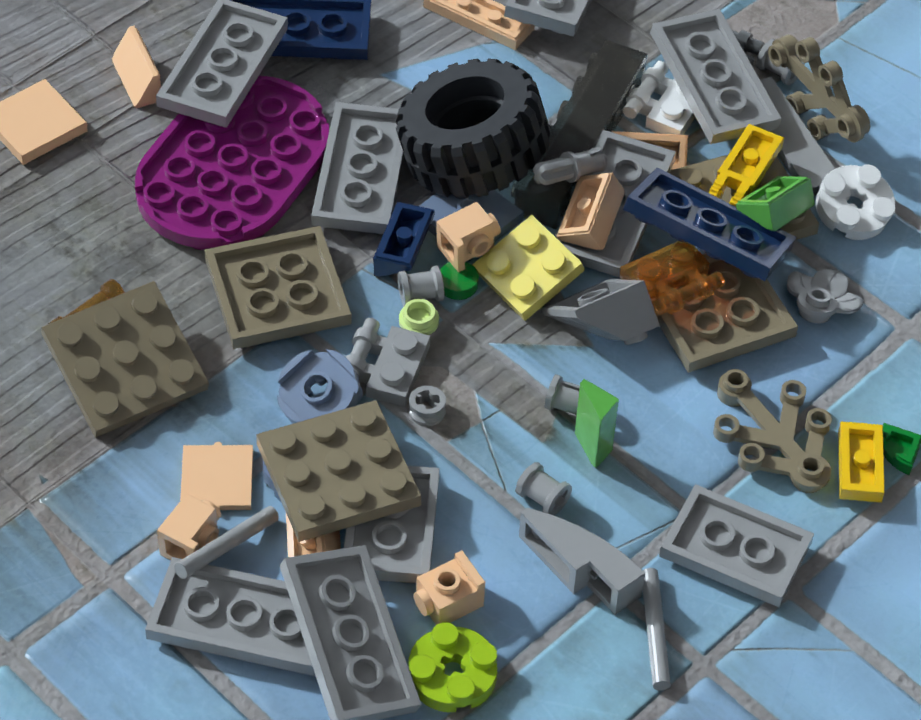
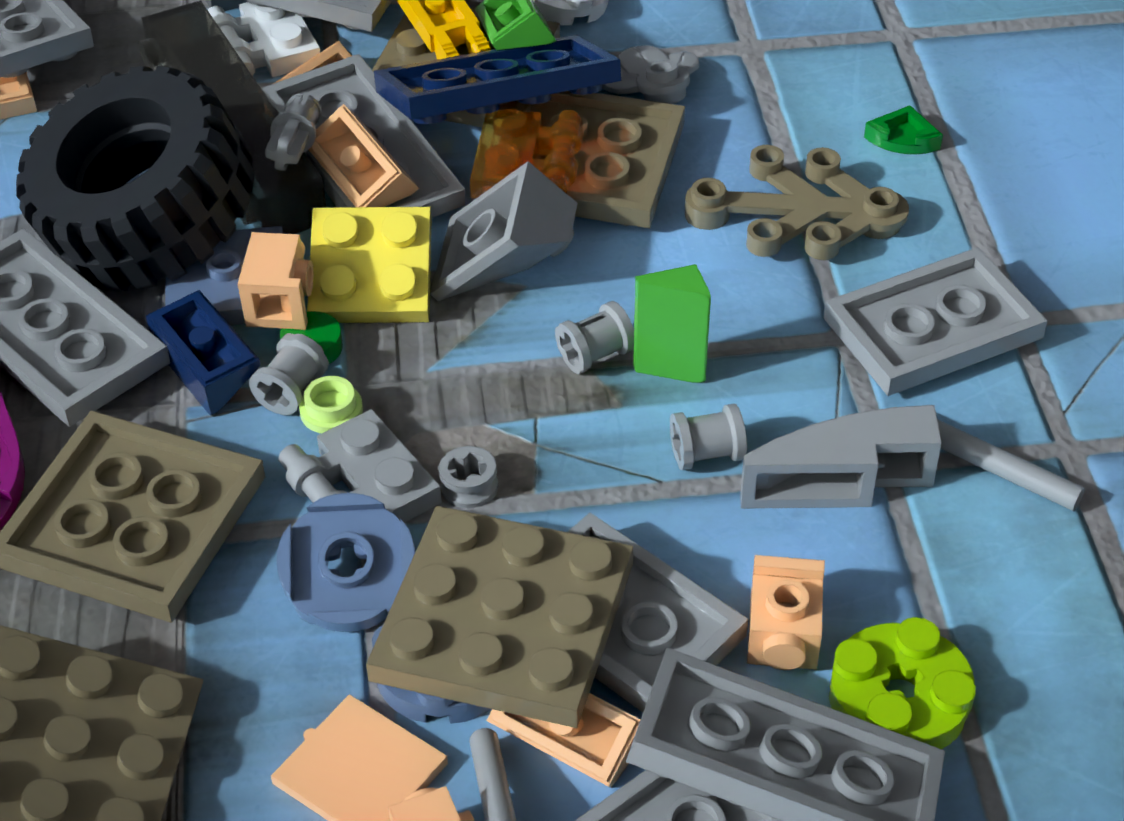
camera: 50 degrees left, 5 degrees down
(861, 462) = (904, 165): yellow plate -> none

